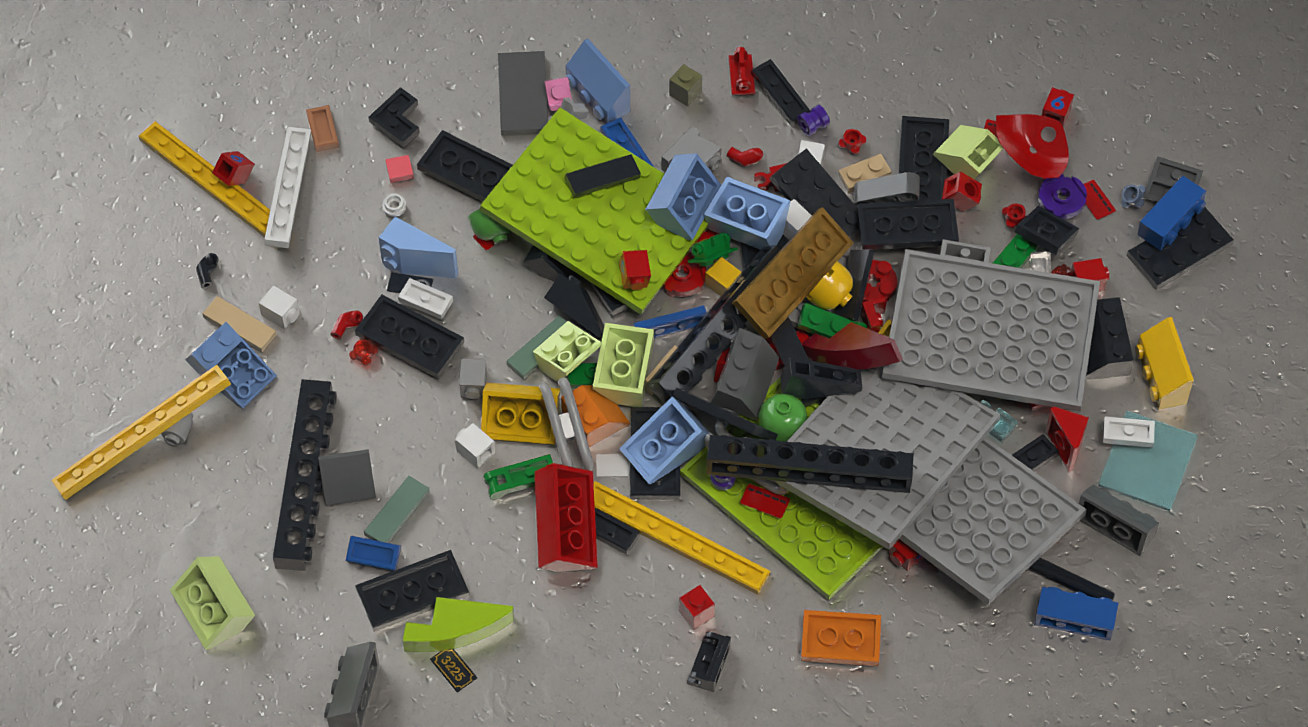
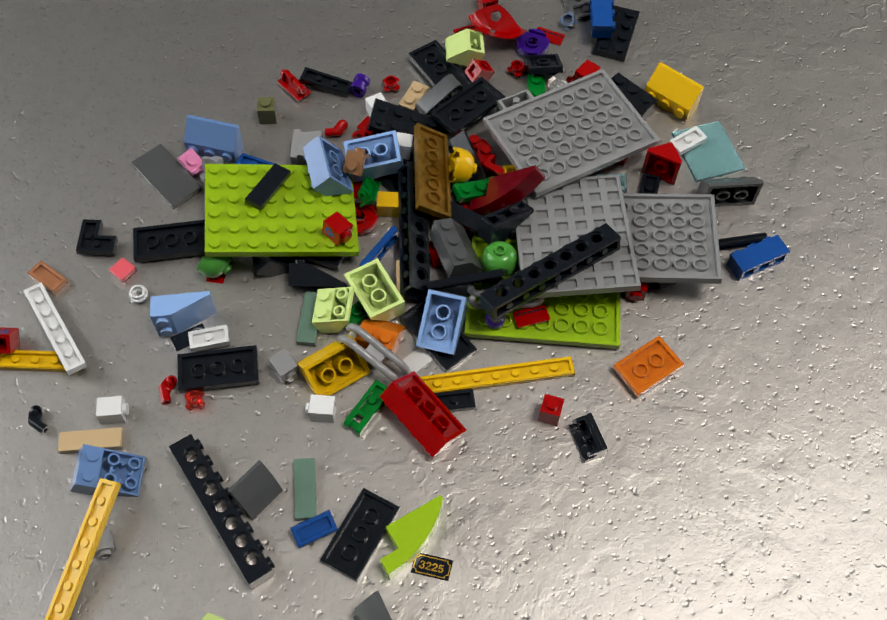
camera: 40 degrees left, 0 degrees up
(717, 207) = (355, 161): none -> medium nougat bracket

